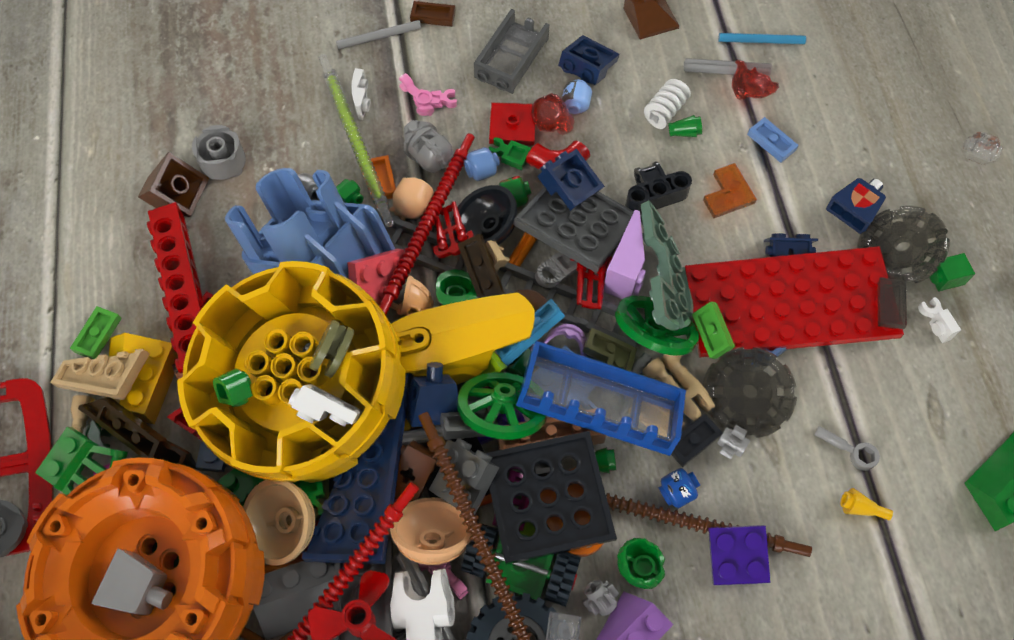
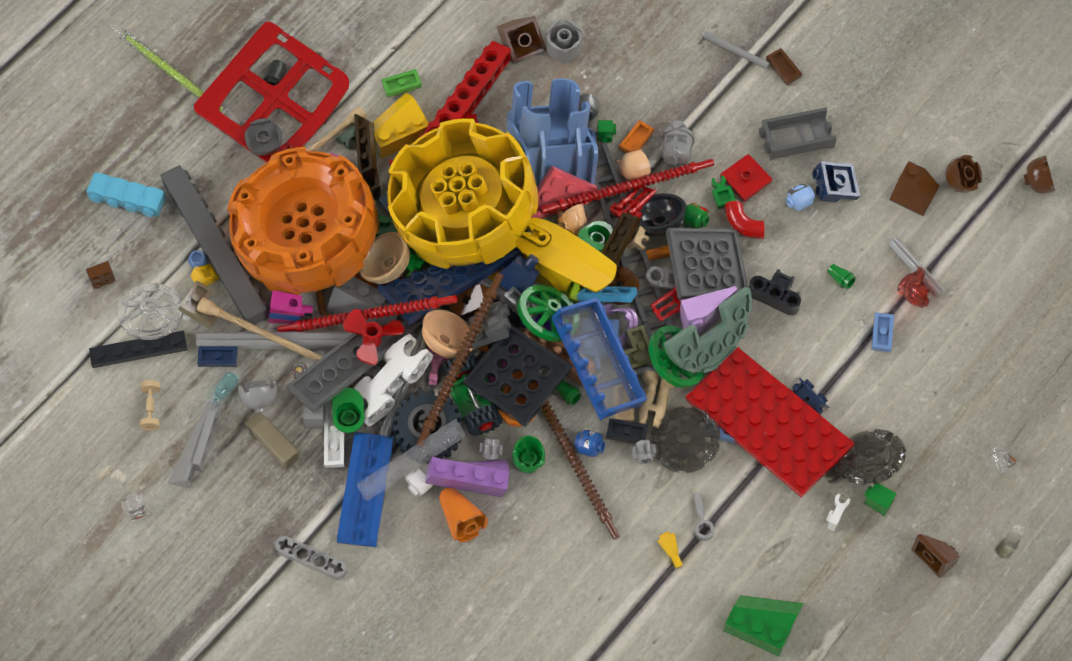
camera: 50 degrees right, 0 degrees up
(69, 458) = (327, 135): green plate -> none
(102, 375) = (380, 108): tan wing -> none
(132, 585) = (294, 220): light grey torso -> none
(233, 388) = (424, 172): green plate -> none
(316, 404) = (450, 214): white plate -> none
(332, 347) = (485, 195): olive head -> none
(356, 141) = (650, 95): clear hose -> none
(359, 93) = (675, 81): white slope -> none
(425, 100) = (714, 117): bright pink piece -> none
(481, 164) = (696, 183): medium blue head -> none
(552, 115) = (770, 194): clear red hair -> none
(570, 178) = (728, 237): dark blue plate -> none
(666, 103) = (846, 250): white piece -> none
(713, 330) = (701, 388): bright green plate -> none
(734, 193) = (820, 340): clear orange tile -> none
(739, 555) = (579, 500): dark purple plate -> none
(762, 38) = (964, 271): dark azure bar -> none
(857, 203) = (881, 412): dark blue torso -> none
(892, 303) = (813, 471): clear smoke tile -> none

